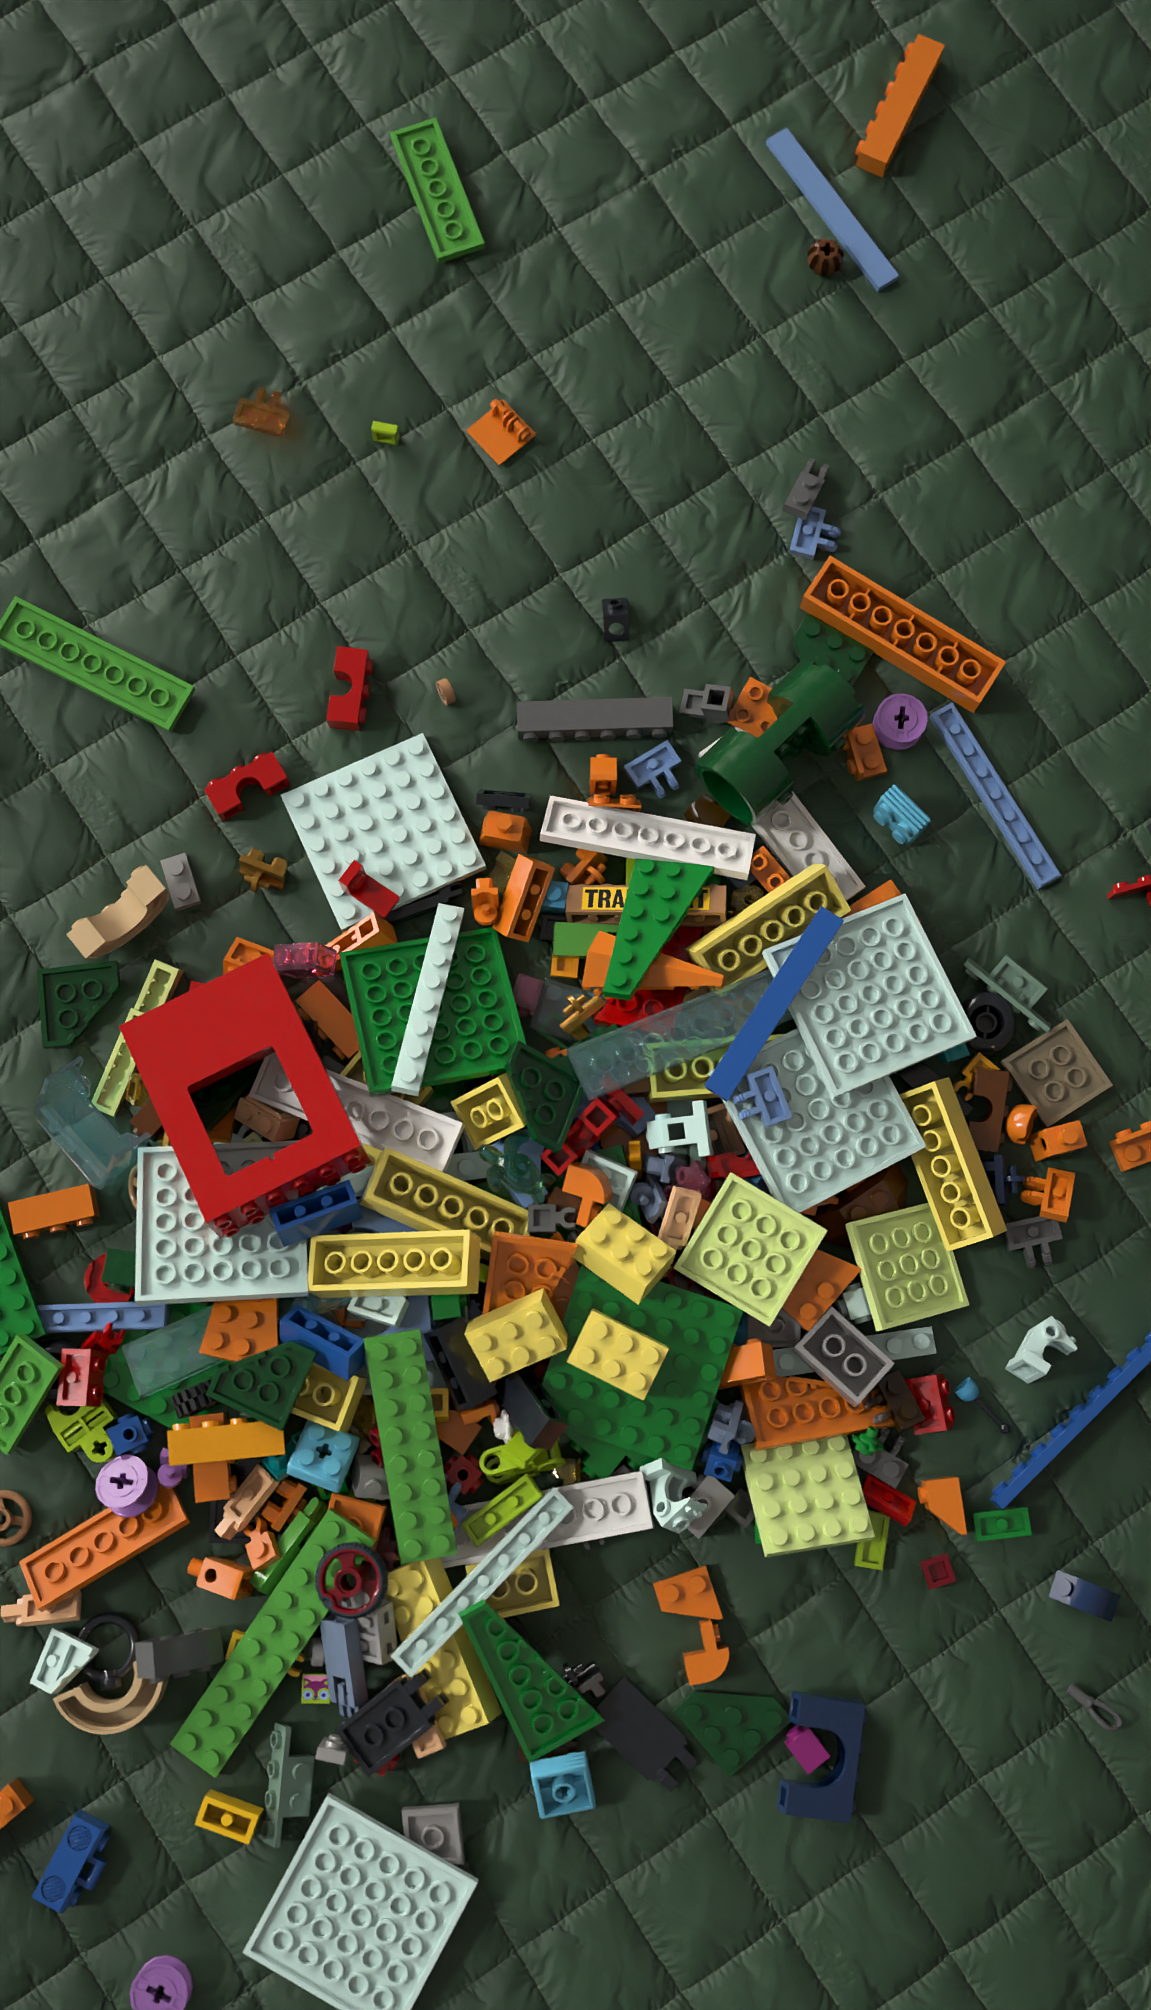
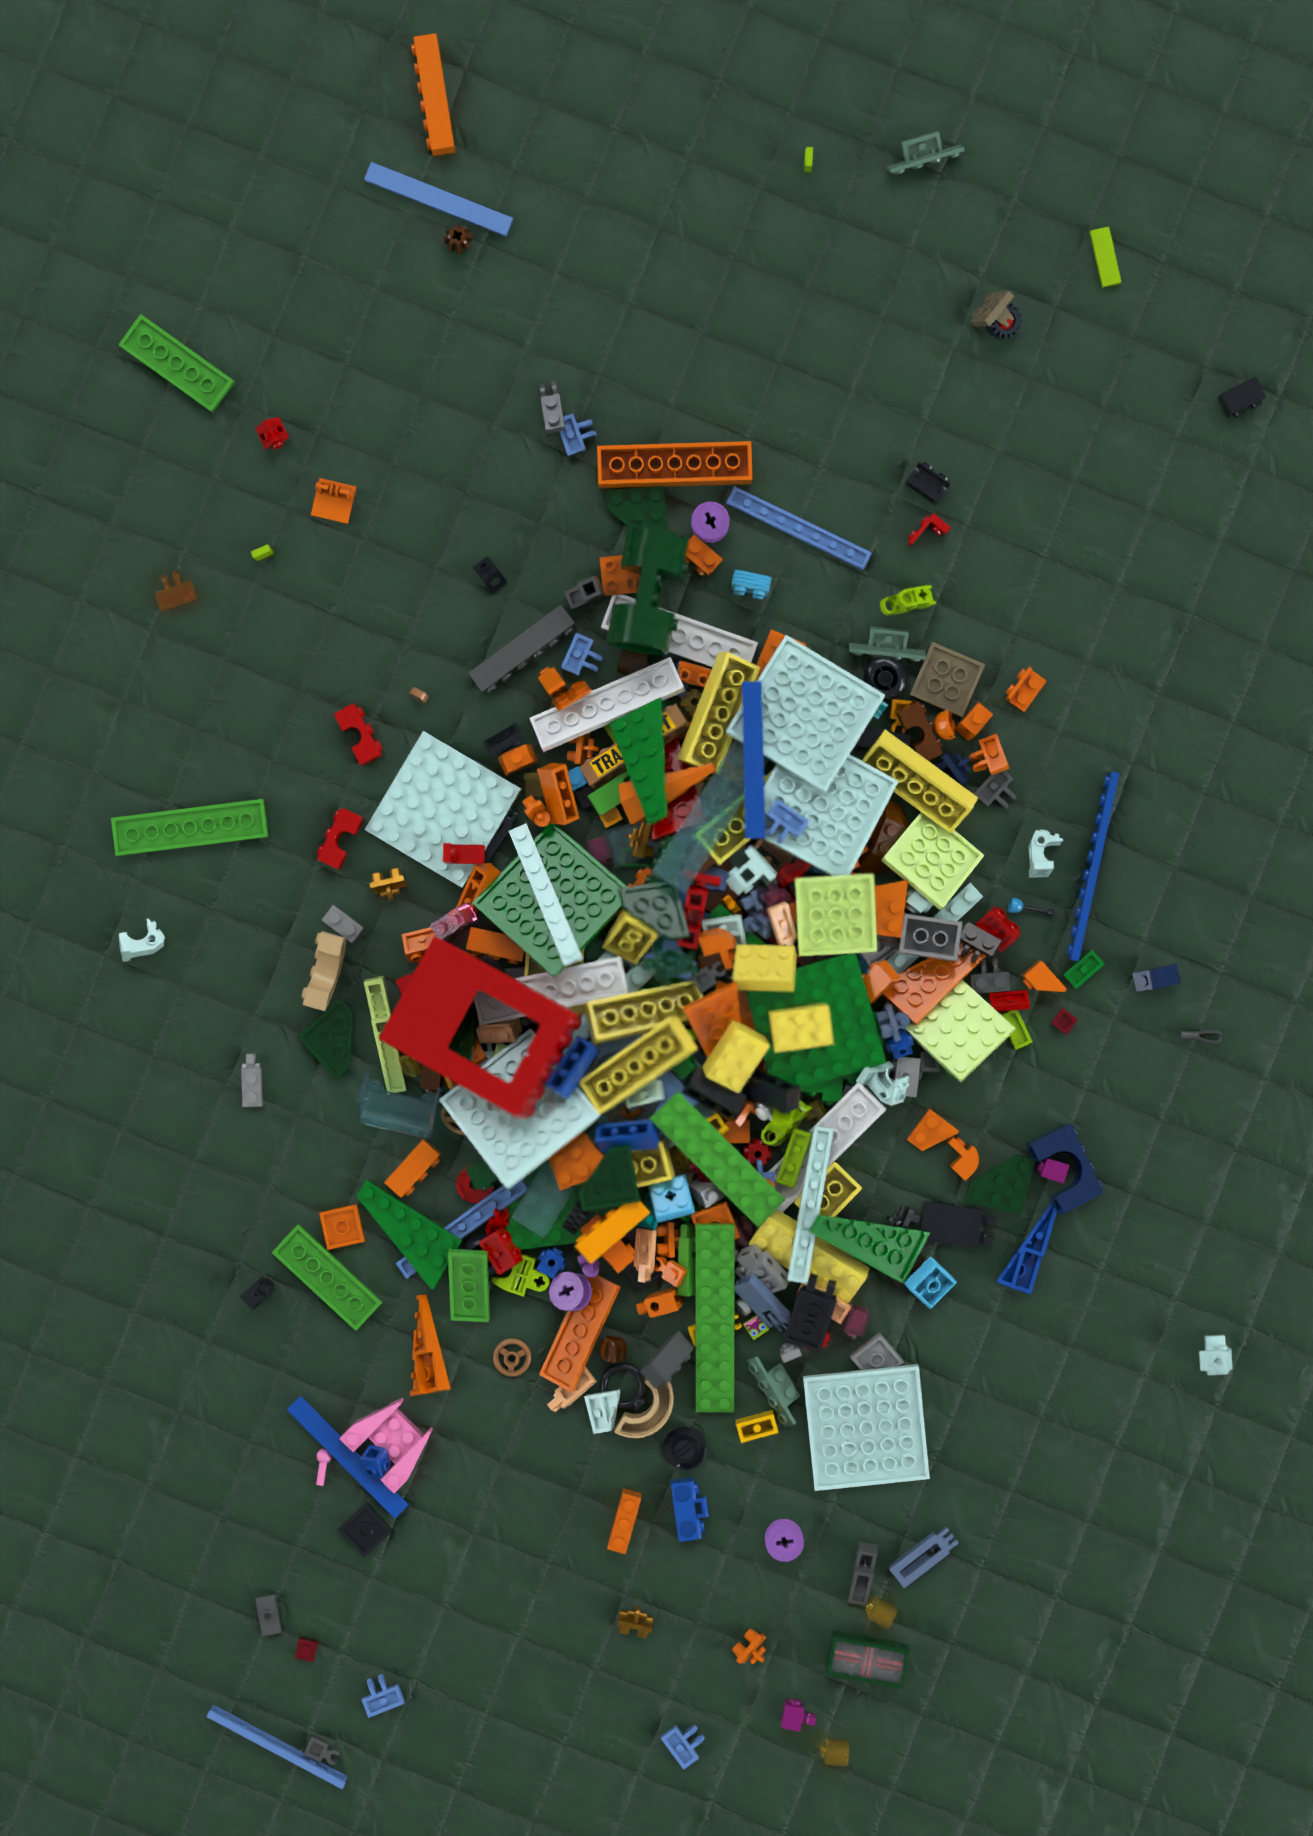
camera: 30 degrees left, 10 degrees up
(125, 1780) = (684, 1447): none -> black hat
(127, 1593) = (613, 1349): none -> reddish brown piece
(333, 1597) = (753, 1250): dark red wheel -> none
(439, 1768) = (855, 1321): none -> clear pink brick
(485, 320) = (272, 433): none -> red brick
(691, 1846) = (1024, 1266): none -> blue wedge
(867, 1442) = (977, 976): green plant -> none
(1071, 952) = (908, 600): none -> lime piece

